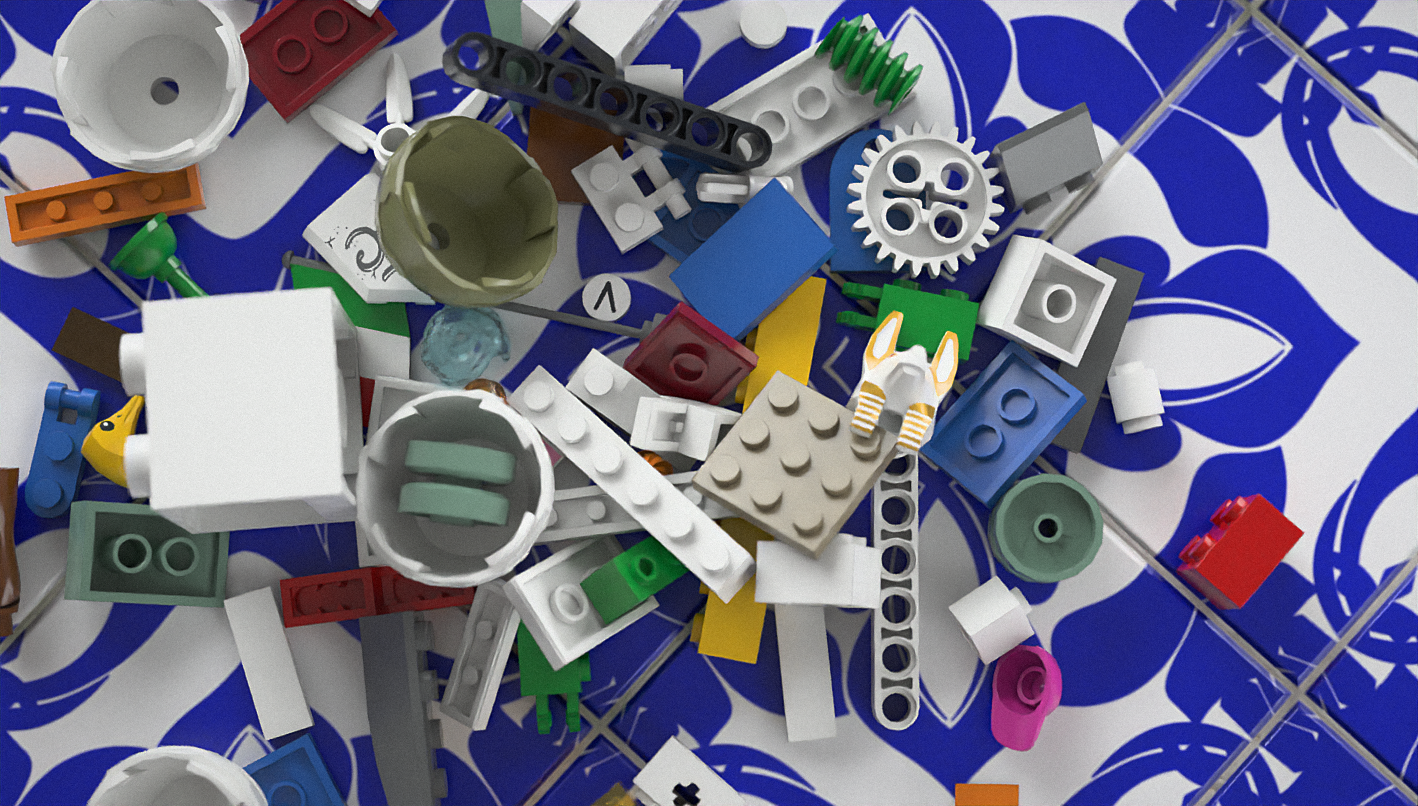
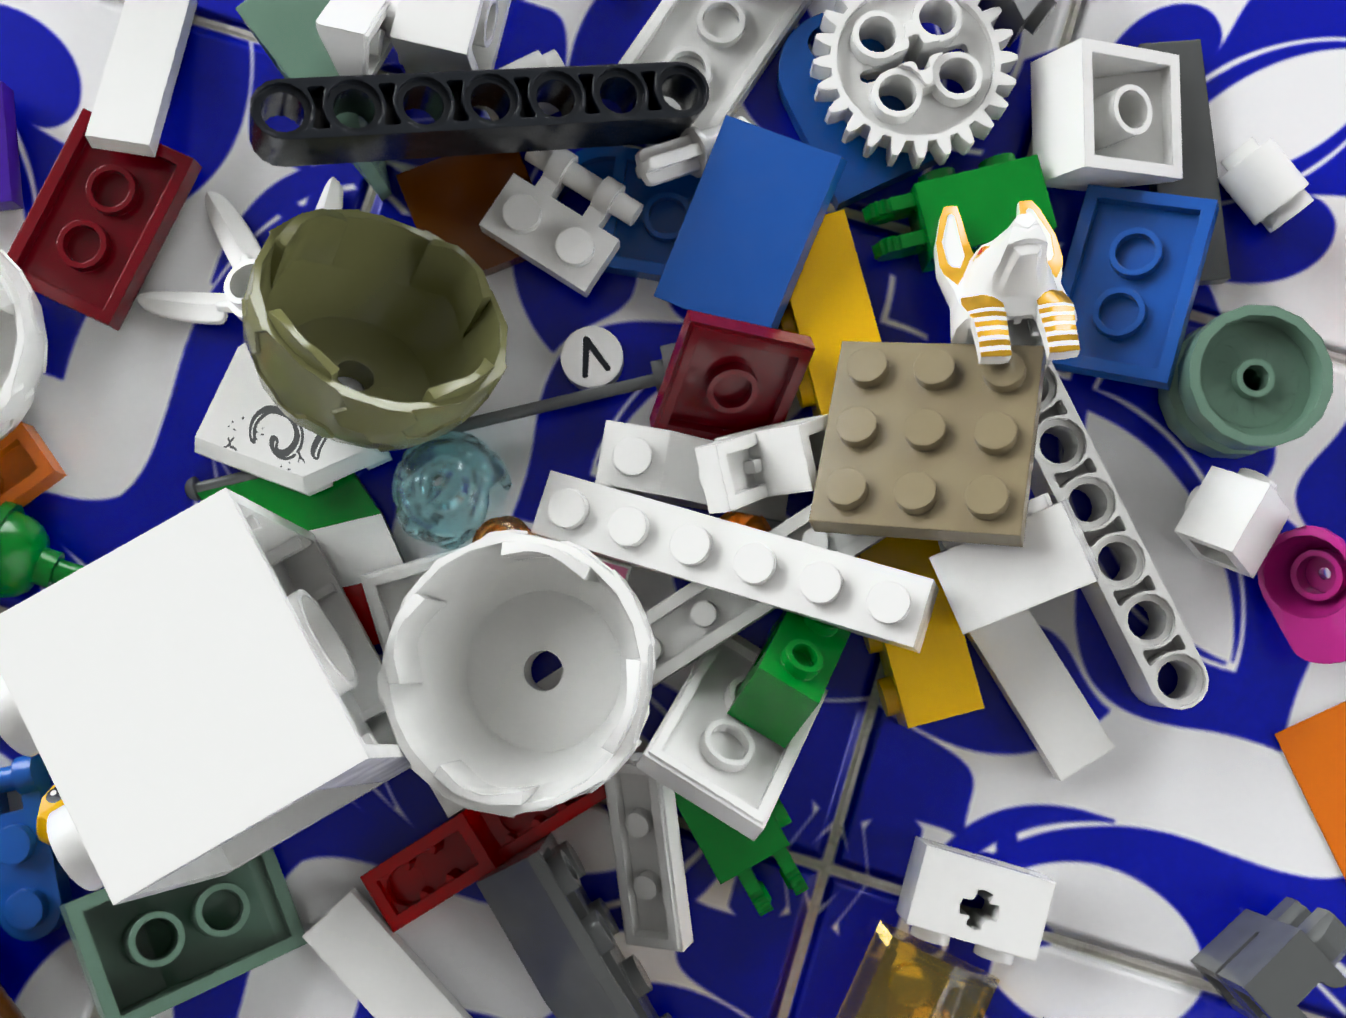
camera: 20 degrees left, 0 degrees up
(458, 478) = (519, 664): sand green wheel -> none

